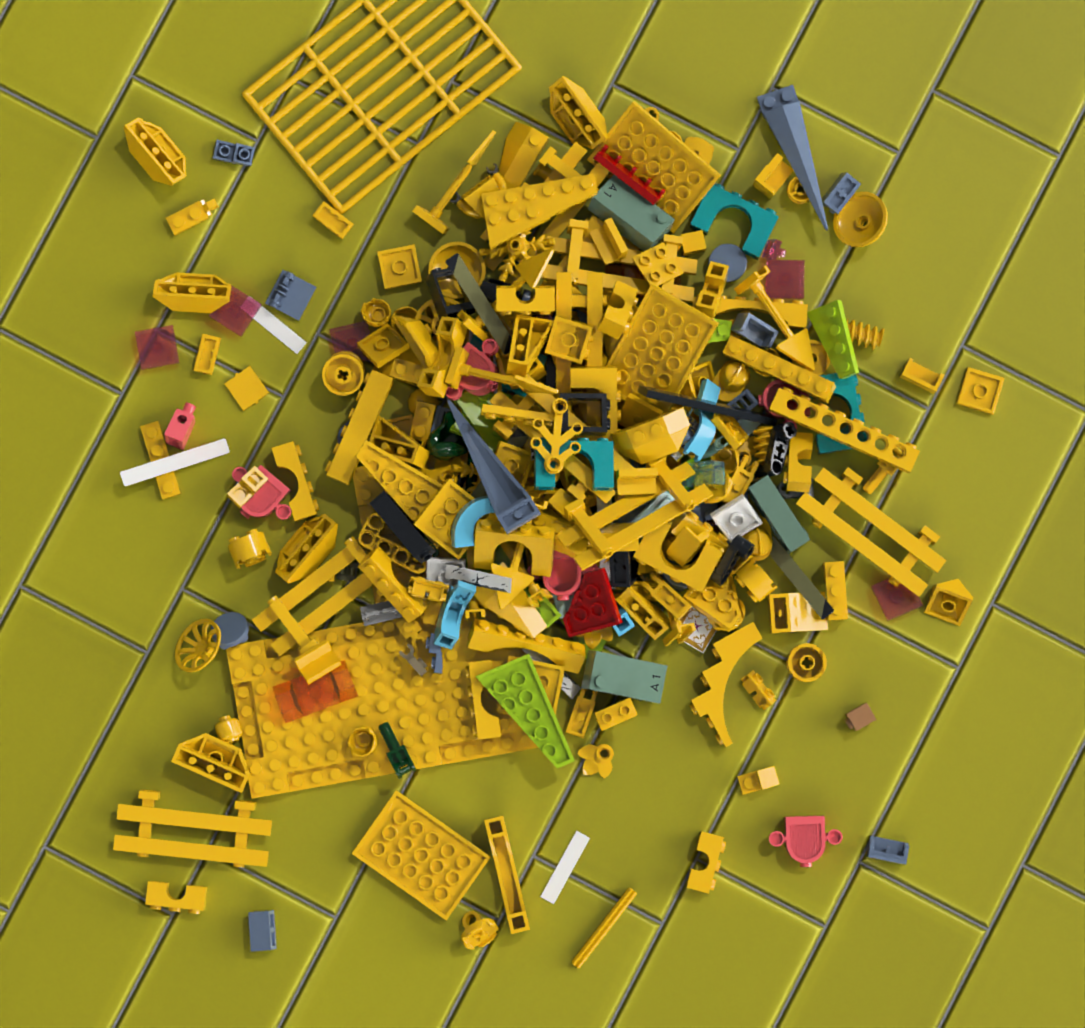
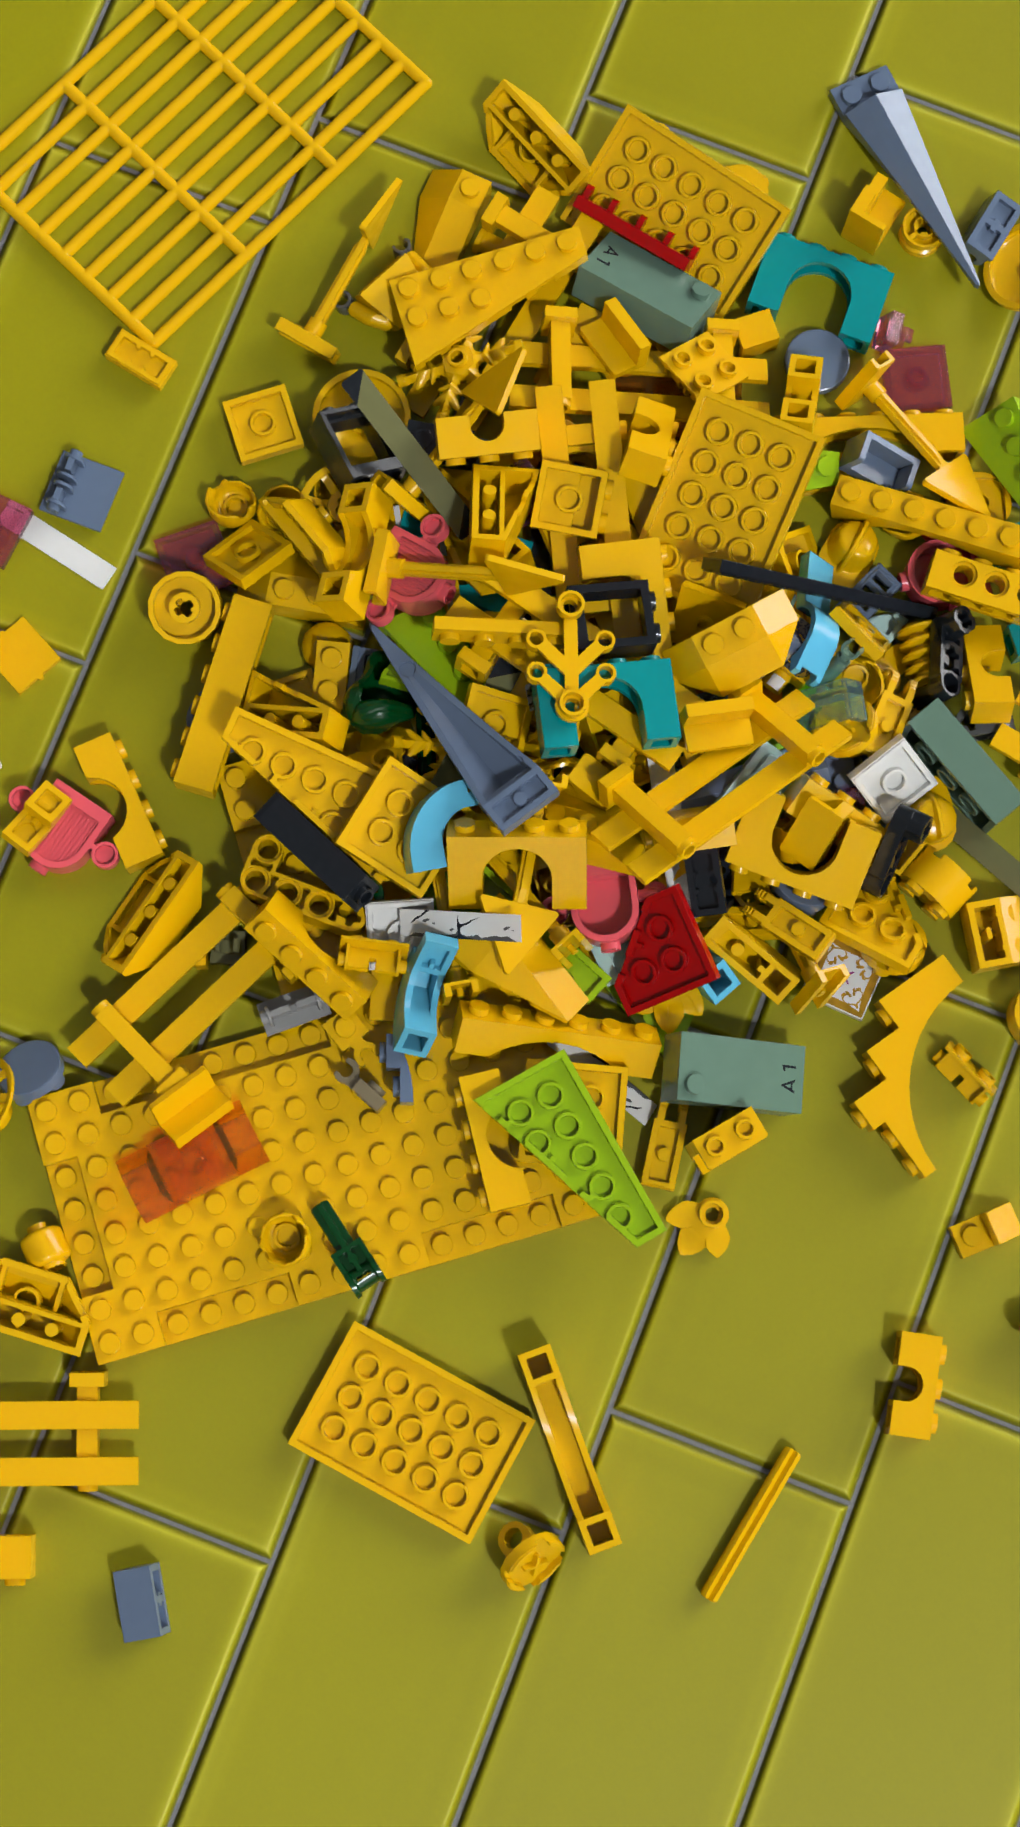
camera: 15 degrees left, 5 degrees down
(249, 548) = (51, 925): yellow brick -> none
(565, 867) = (668, 1424): white sticker -> none

